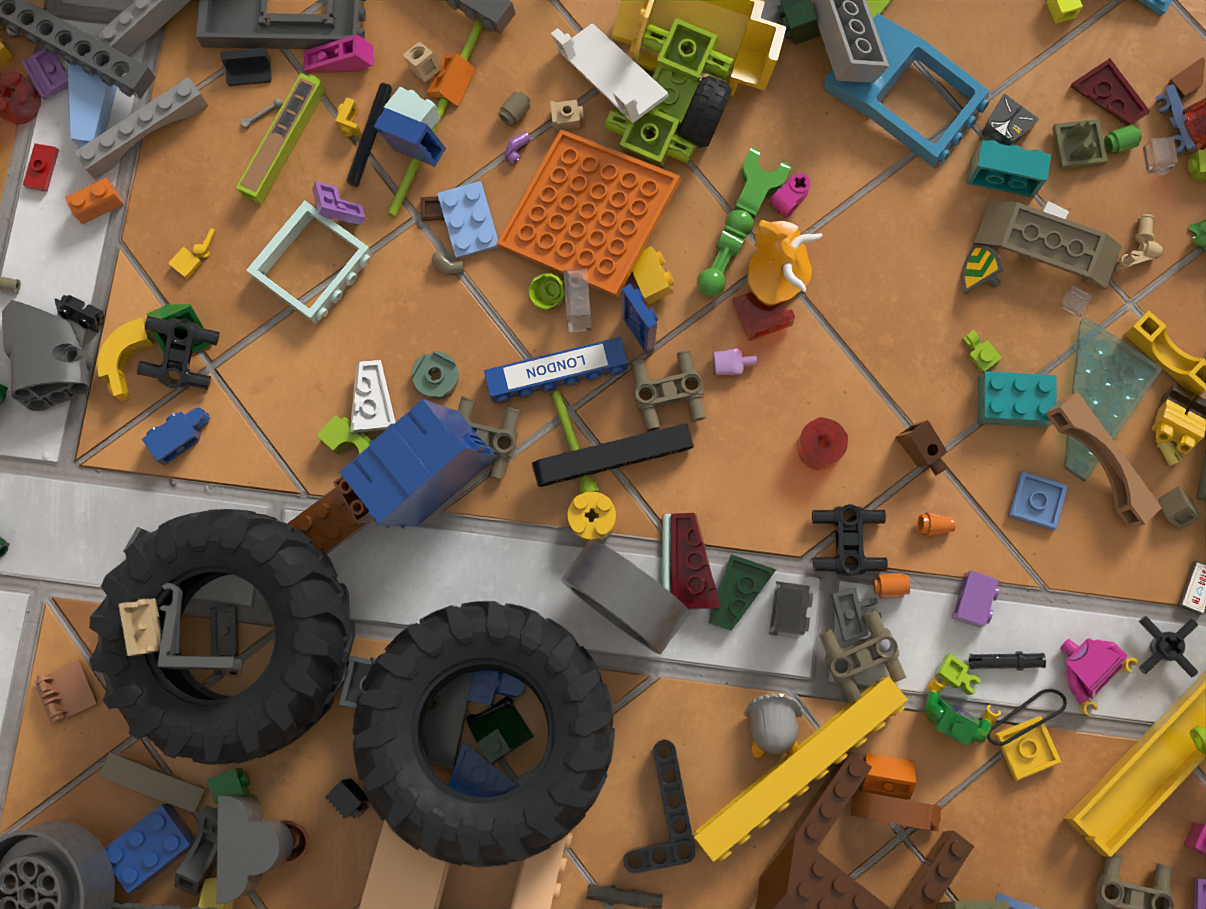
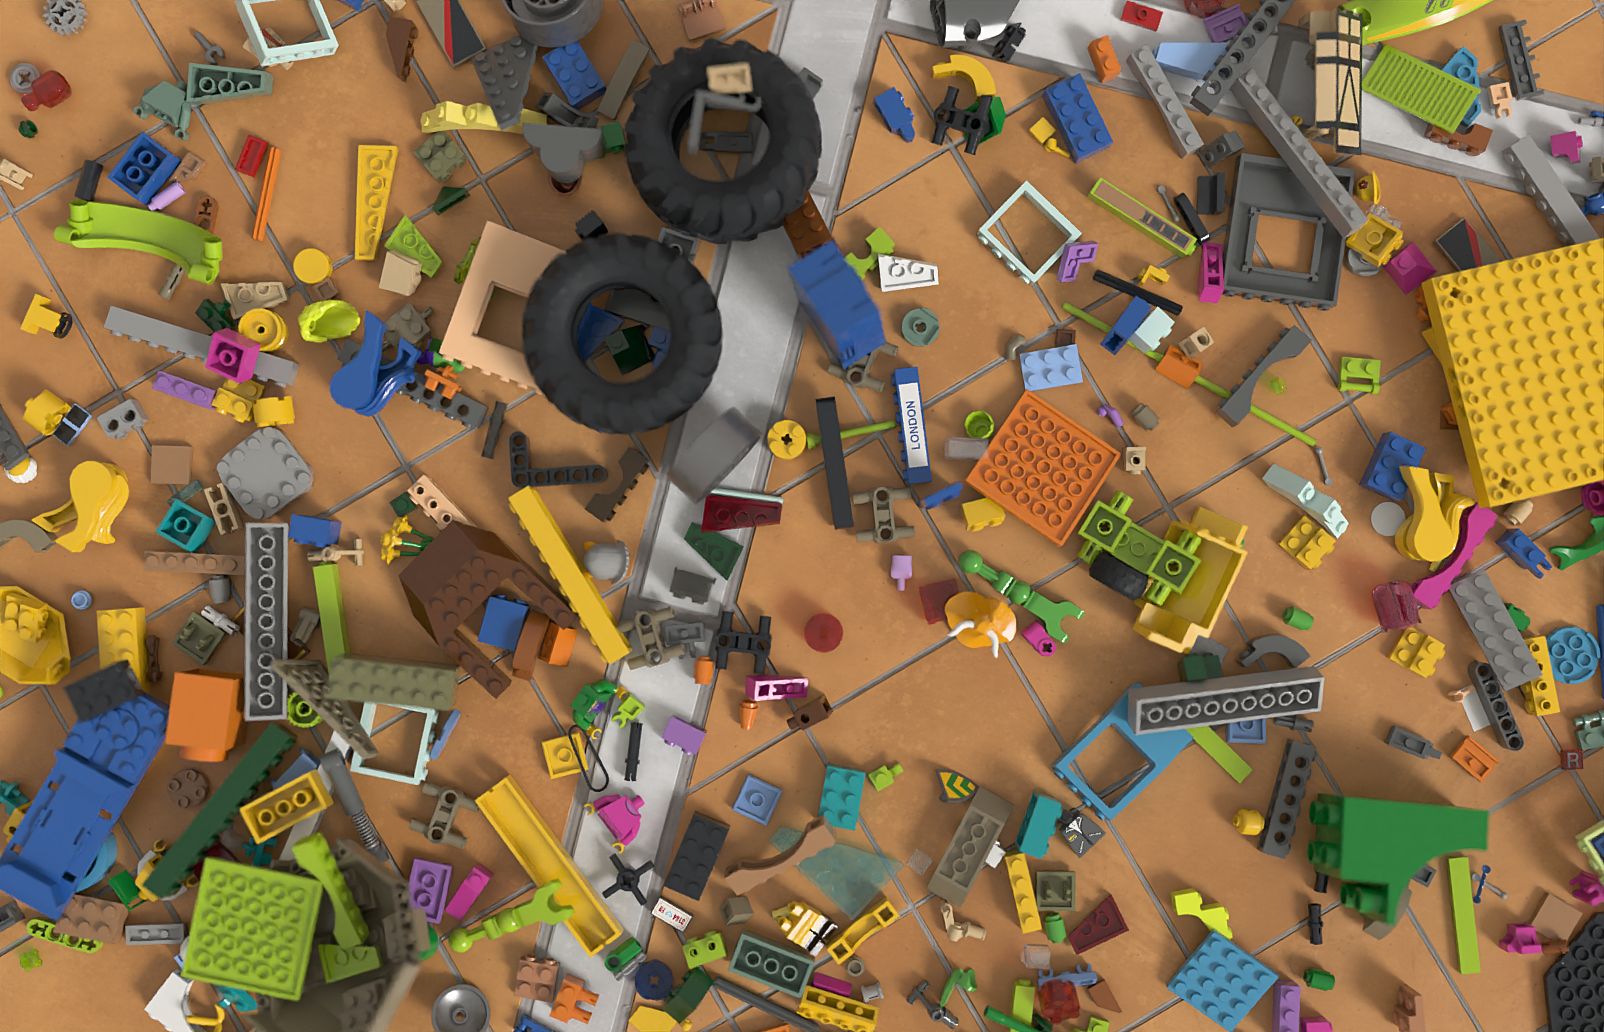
camera: 95 degrees right, 10 degrees up
(167, 223) = (1077, 118): none -> blue brick
(193, 60) = (1222, 148): none -> dark grey pin
(276, 85) = (1191, 218): none -> black beam
(610, 71) = (1165, 501): white bracket -> none
(703, 738) = (604, 505): none -> dark brown arch
(872, 850) = (503, 622): none -> blue brick
(898, 495) = (775, 687): none -> dark pink slope
(1104, 172) = (1022, 891): none -> yellow arch
(1122, 564) = (696, 855): none -> black brick

